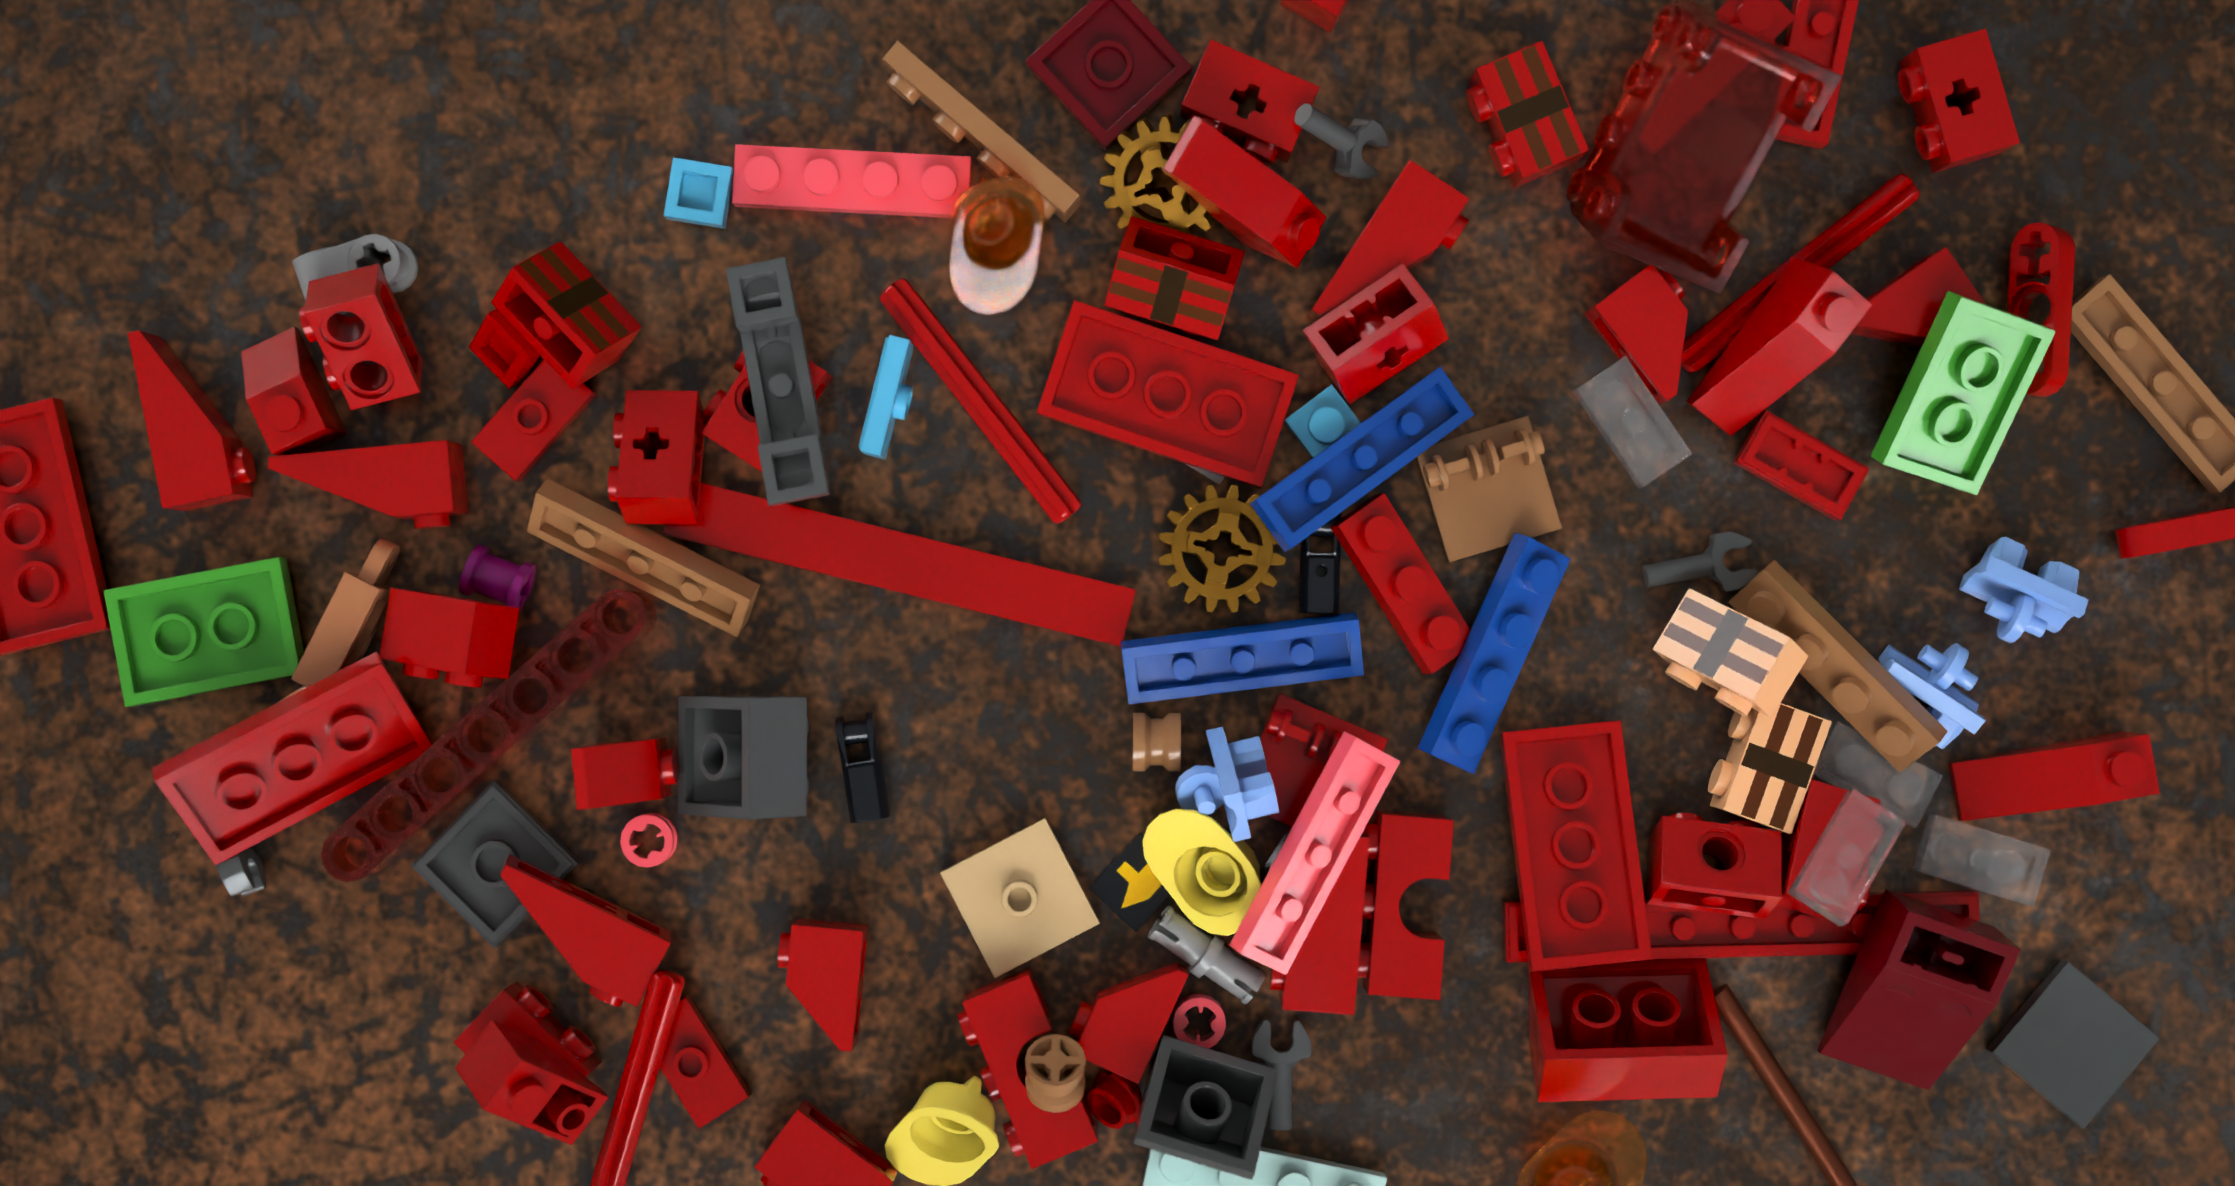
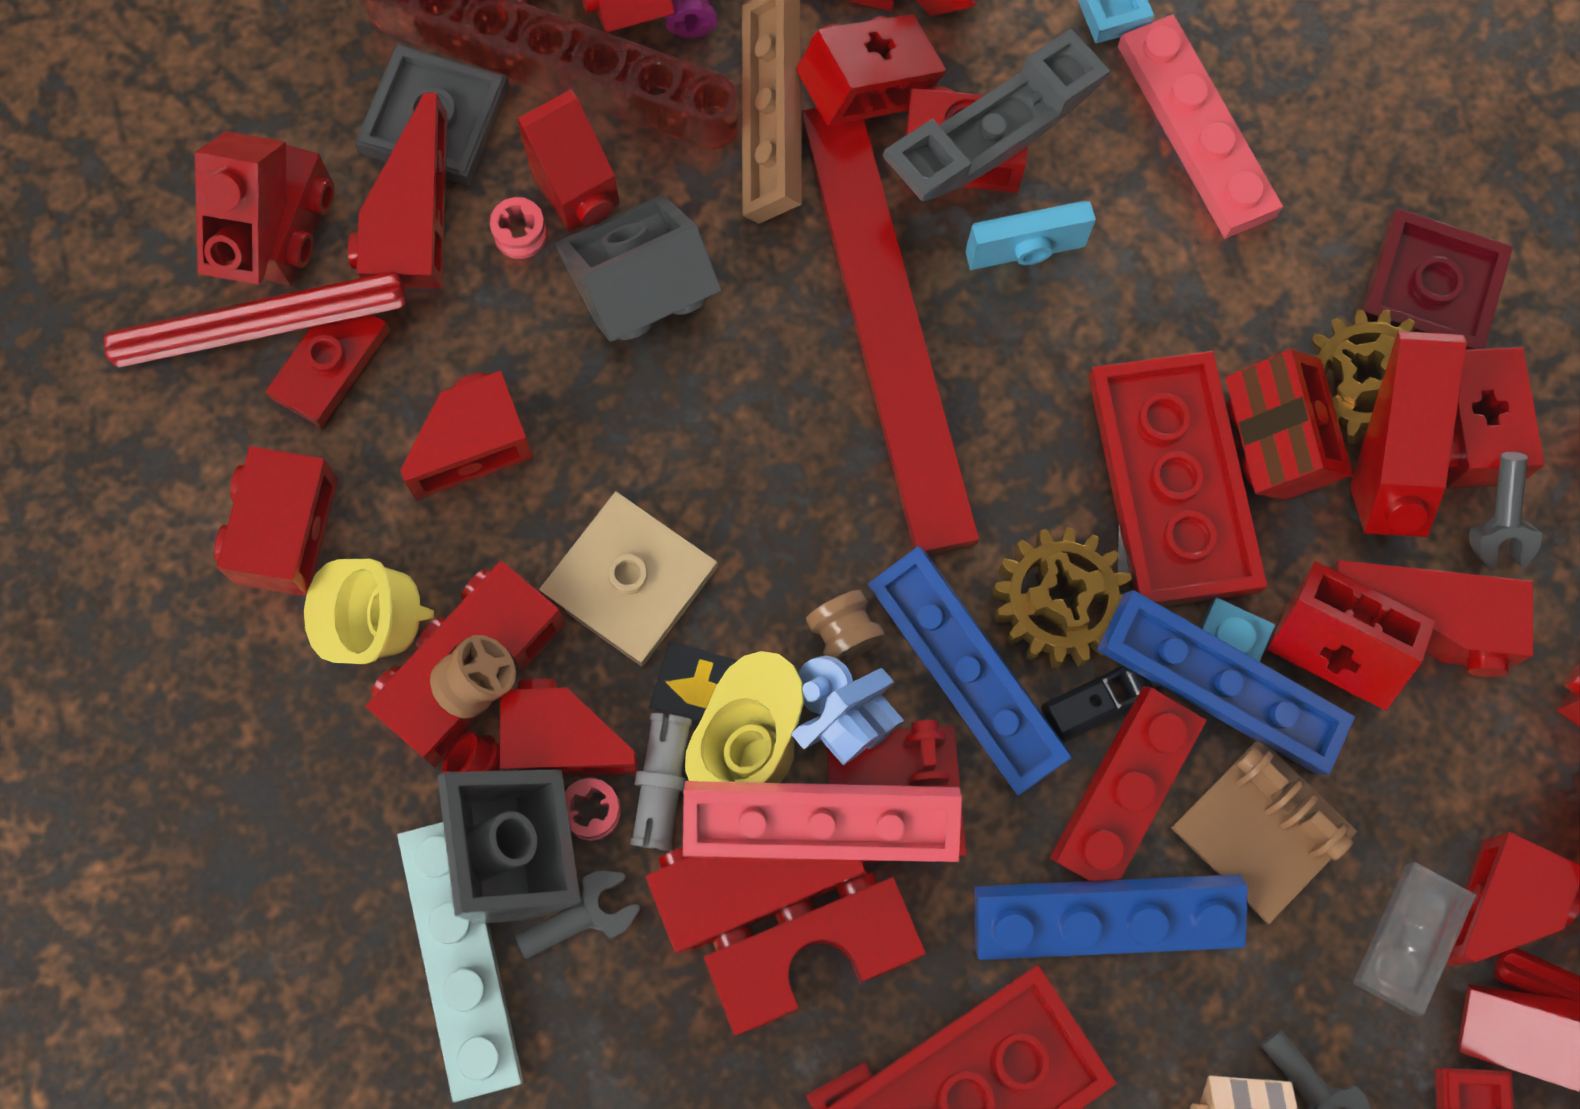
camera: 60 degrees right, 15 degrees down
(865, 778) = (671, 381): black bar -> none
(961, 119) = (1305, 224): medium nougat plate -> none
(980, 400) = (1070, 322): red axle -> none
(995, 243) = (1224, 255): clear orange piece -> none

